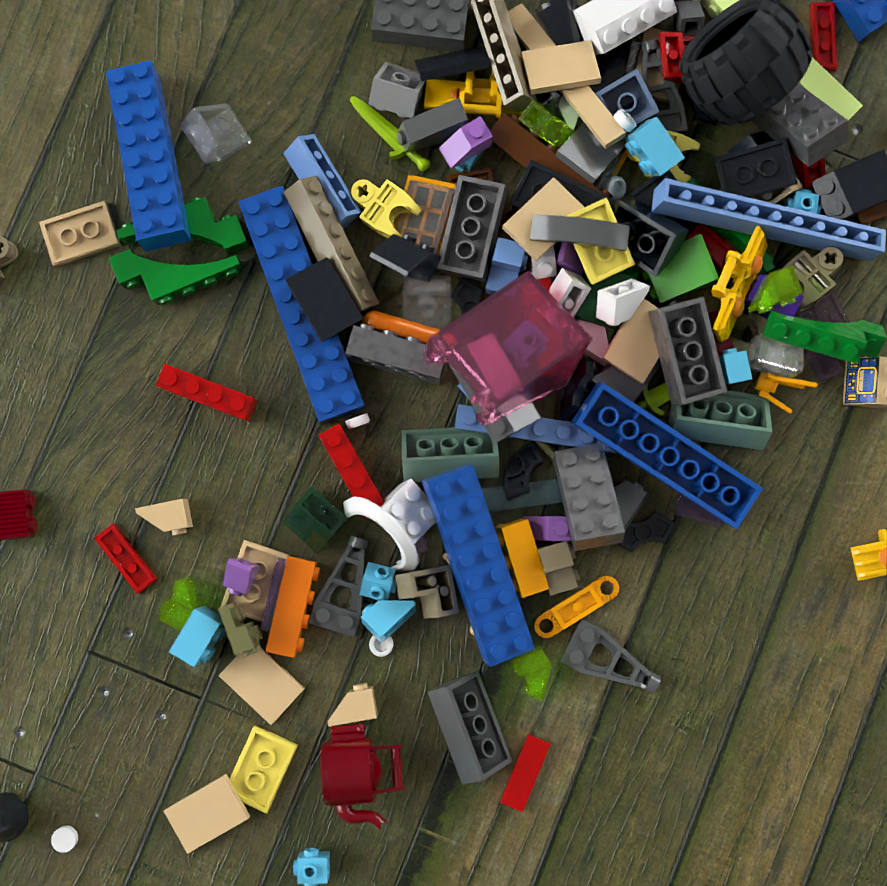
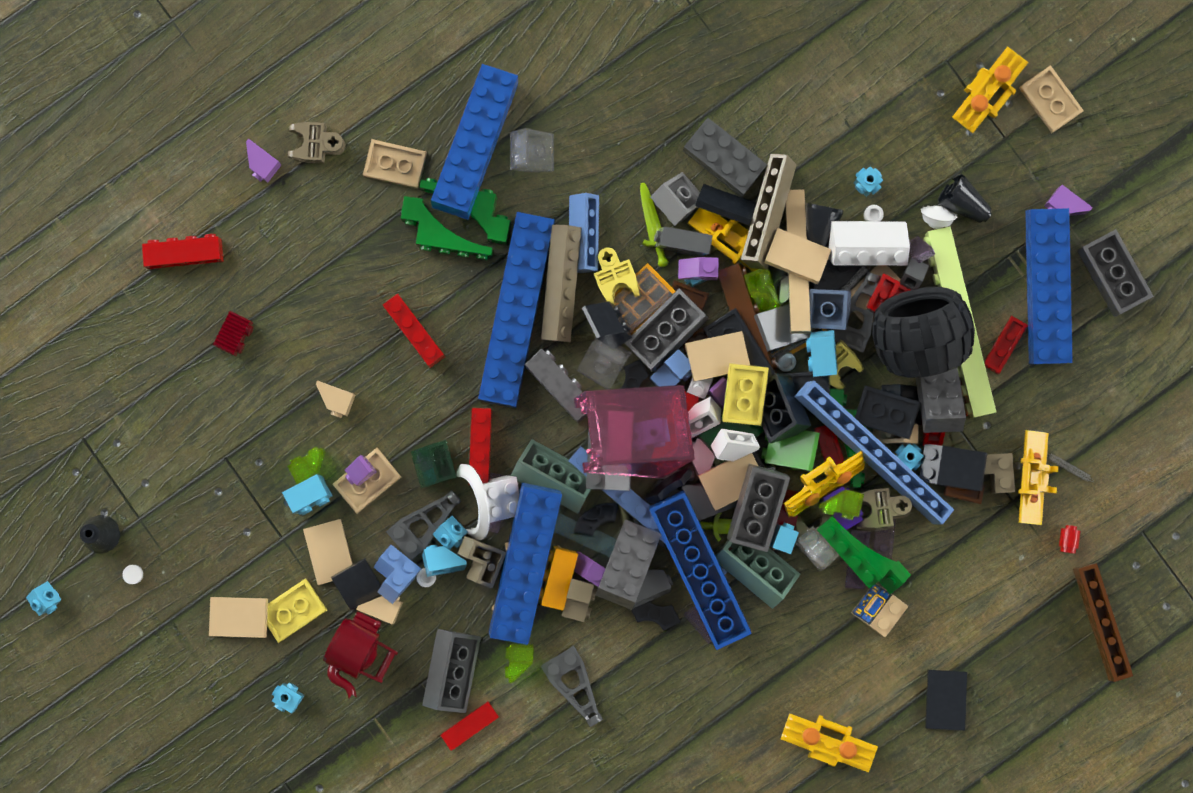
camera: 35 degrees right, 0 degrees up
(126, 558) = (288, 410): red tile -> none
(243, 637) = (337, 514): olive plate -> none
(273, 593) = (374, 496): clear purple tile -> none
(292, 606) = (381, 513): orange brick -> none
(312, 697) = (357, 583): none -> black tile
(324, 300) = (533, 317): black tile -> none
(349, 658) = (399, 573): none -> medium blue brick
(357, 421) = (505, 414): white tile -> none
(401, 326) = (575, 368): orange piece -> none
(576, 606) = (575, 635): light orange plate -> none
(579, 231) = (734, 381): dark grey slope -> none
(625, 120) = (816, 321): white tile -> none
(769, 382) = (805, 565): light orange plant -> none

